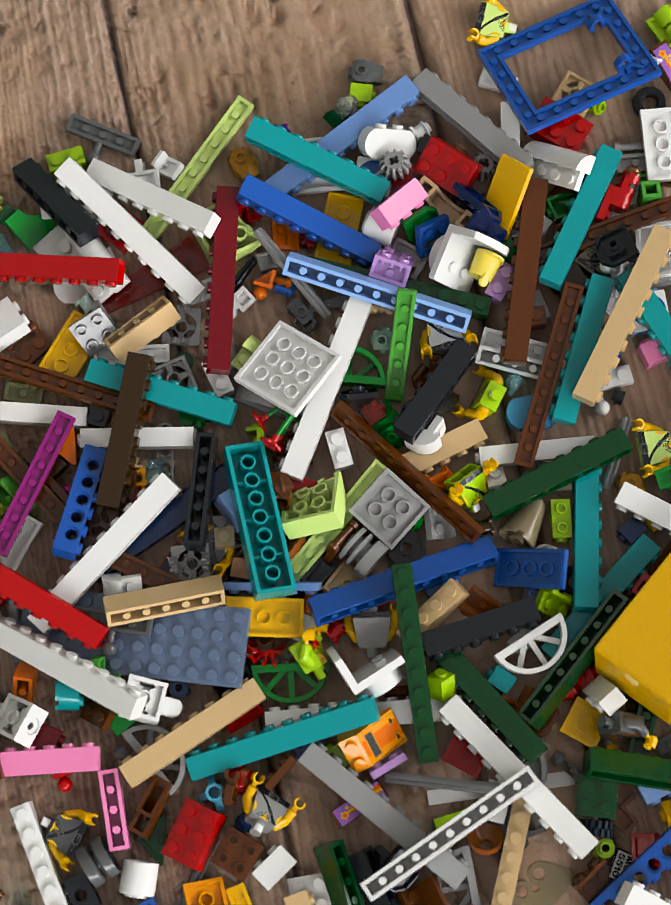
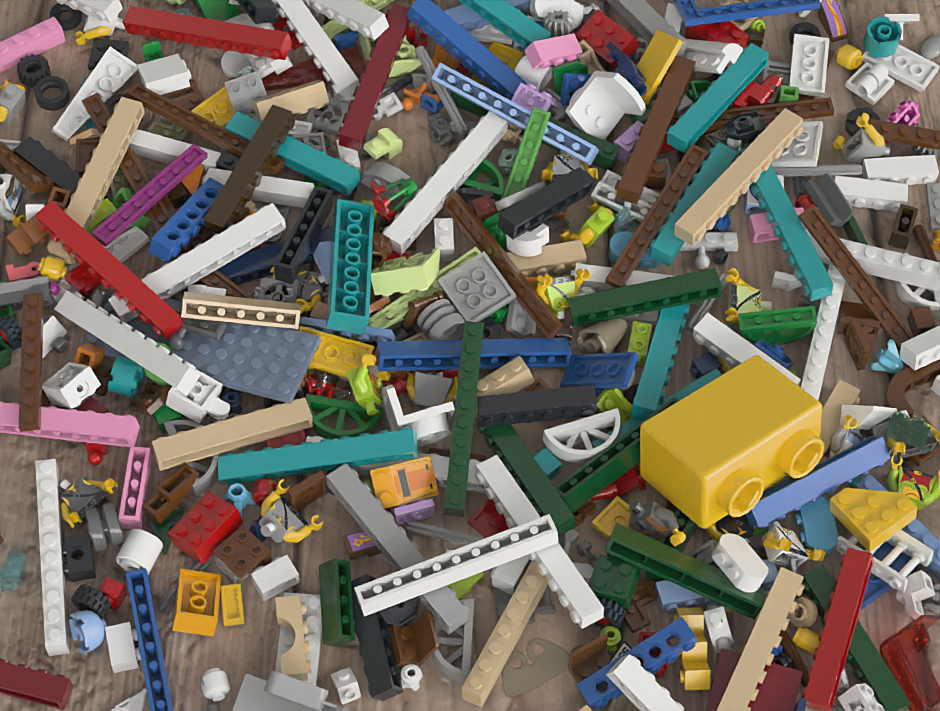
camera: 10 degrees right, 20 degrees down
(44, 694) = (103, 375): none -> dark brown bracket
(174, 234) = (346, 40): none -> blue bracket
(225, 538) = (314, 279): dark tan brick -> none
(230, 791) = (253, 492): reddish brown plate -> none
(287, 368) = (414, 152): white plate -> none
(406, 387) = (519, 196): none -> light grey beam
(441, 685) = (484, 447): lime brick -> none
(485, 266) = (621, 118): light yellow hat -> none
(486, 833) = (491, 600): dark orange piece -> none
(599, 120) = (756, 37): none -> dark brown brick
(604, 696) = (643, 491): white brick -> none

